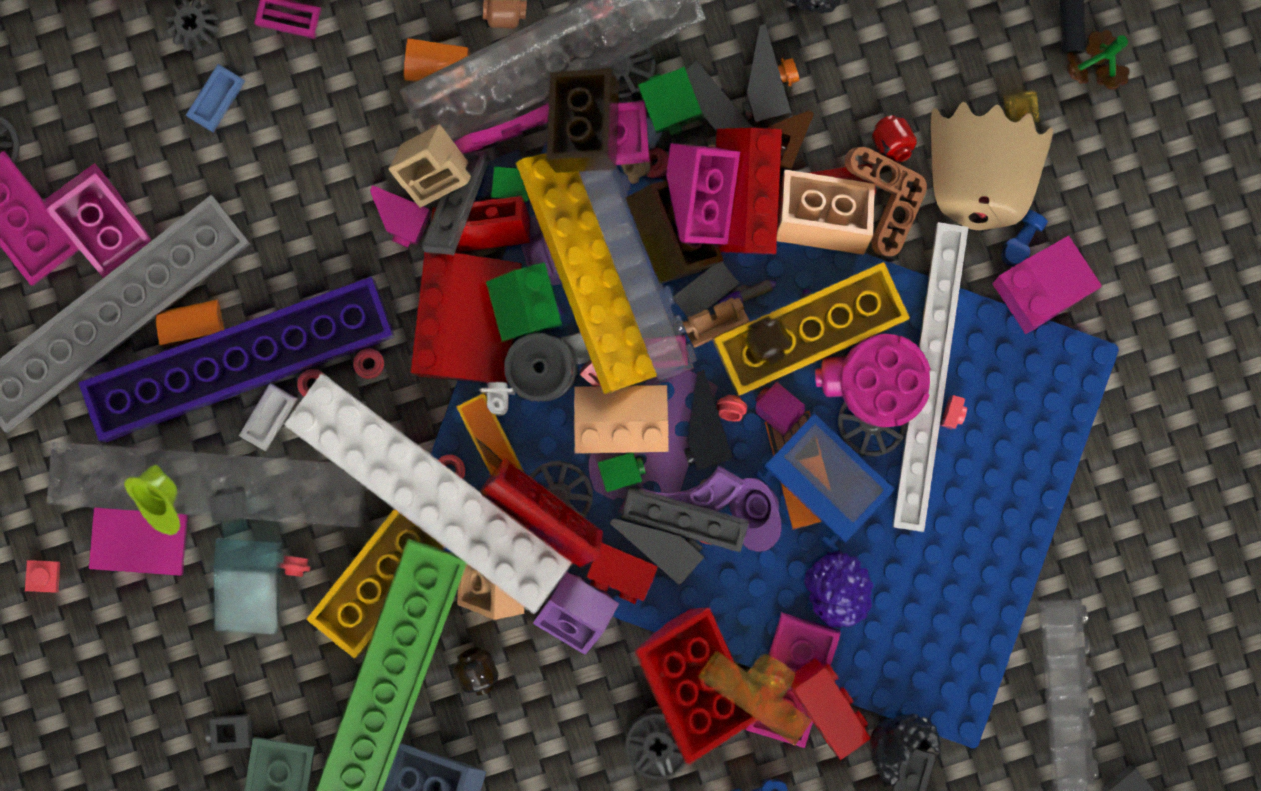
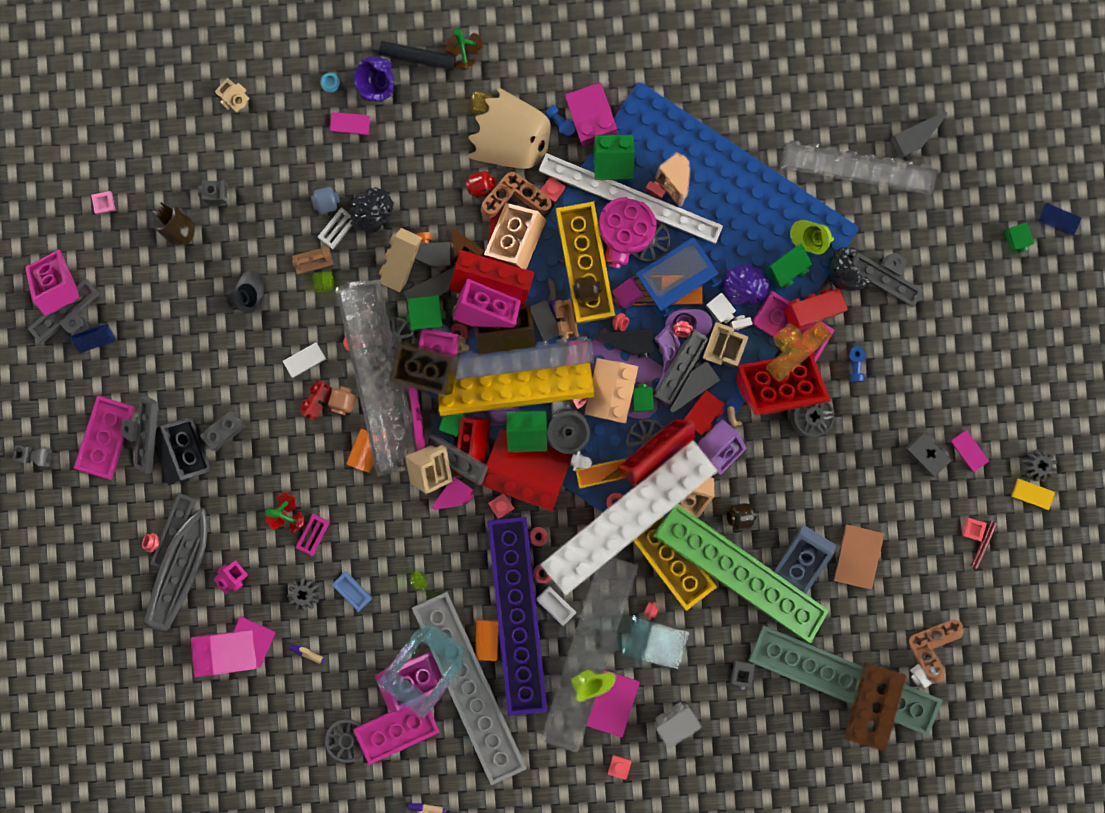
camera: 75 degrees left, 0 degrees up
(76, 218) = (406, 691): none -> clear light blue wedge
(104, 50) = (307, 654): none -> tan piece
(127, 647) = (676, 724): none -> light grey brick
(255, 195) = (418, 580): none -> clear neon green plate
(401, 294) = (501, 506): none -> coral plate
(626, 618) = (731, 417): none -> tan piece
(734, 579) = (725, 346): none -> tan plate
(743, 506) = (682, 329): none -> coral plate
(744, 41) = (399, 259): none -> tan brick
(778, 596) = (741, 322): none -> white plate
(791, 560) = (720, 309): none -> white brick
(885, 651) = (789, 266): none -> green slope
(915, 254) = (553, 189): none -> coral plate
(941, 675) = (811, 235): none -> lime piece
(981, 433) = (675, 177): none -> light nougat slope
(987, 333) = (613, 157): none -> green slope

